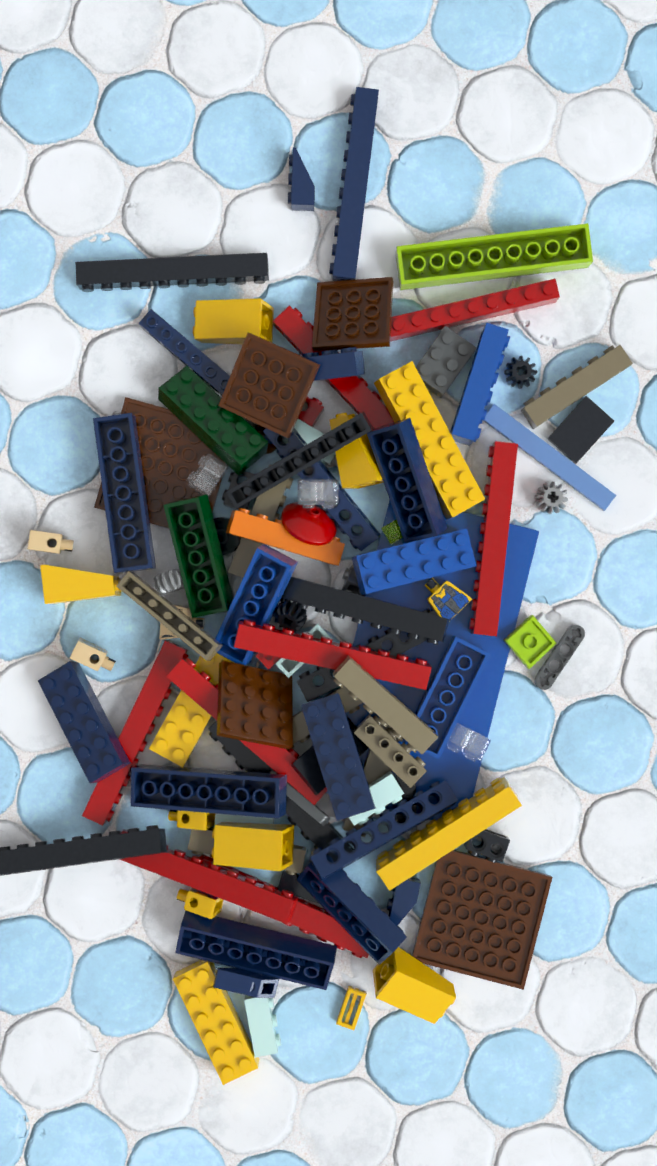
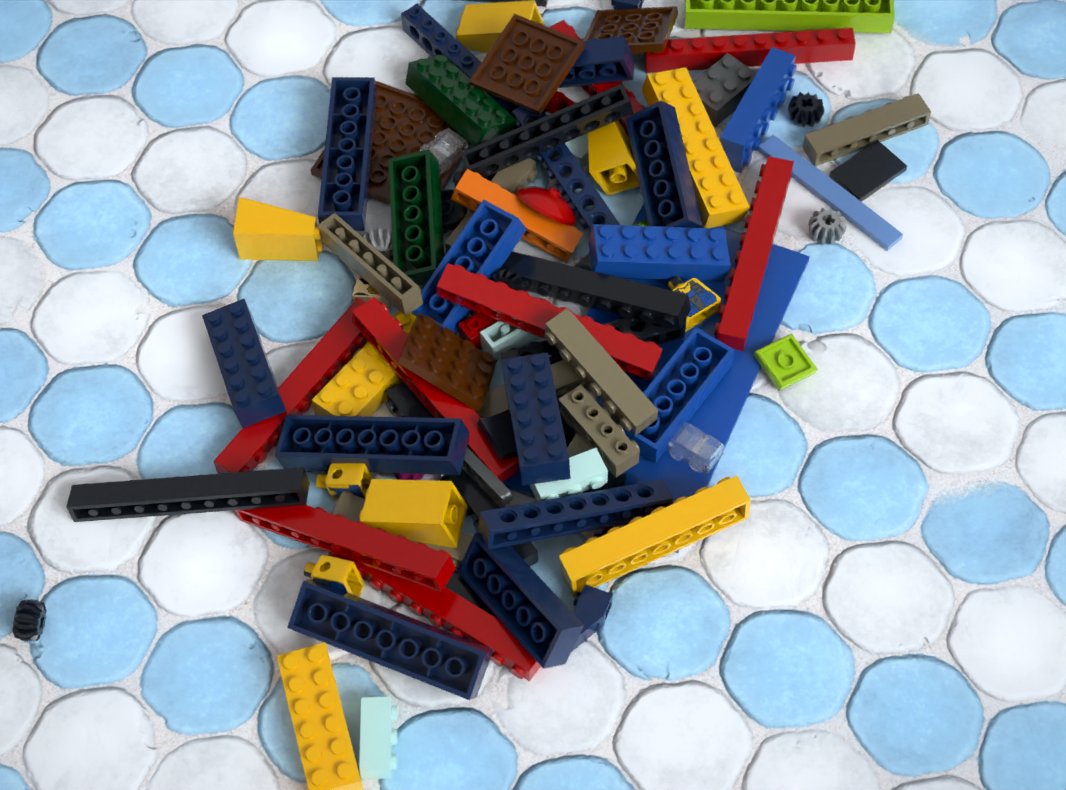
camera: 10 degrees right, 30 degrees down
(40, 542) = (250, 186): tan torso -> none
(83, 652) = (268, 302): tan torso -> none
(246, 982) = (369, 673): dark blue slope -> none
(318, 492) = (562, 170): clear brick -> none
(356, 992) = (488, 759): yellow tile -> none
(412, 986) = (585, 716): yellow slope -> none
(482, 918) = (685, 656): reddish brown plate -> none
(488, 839) = (707, 563): black brick -> none
(557, 655) = (817, 383): dark grey beam -> none

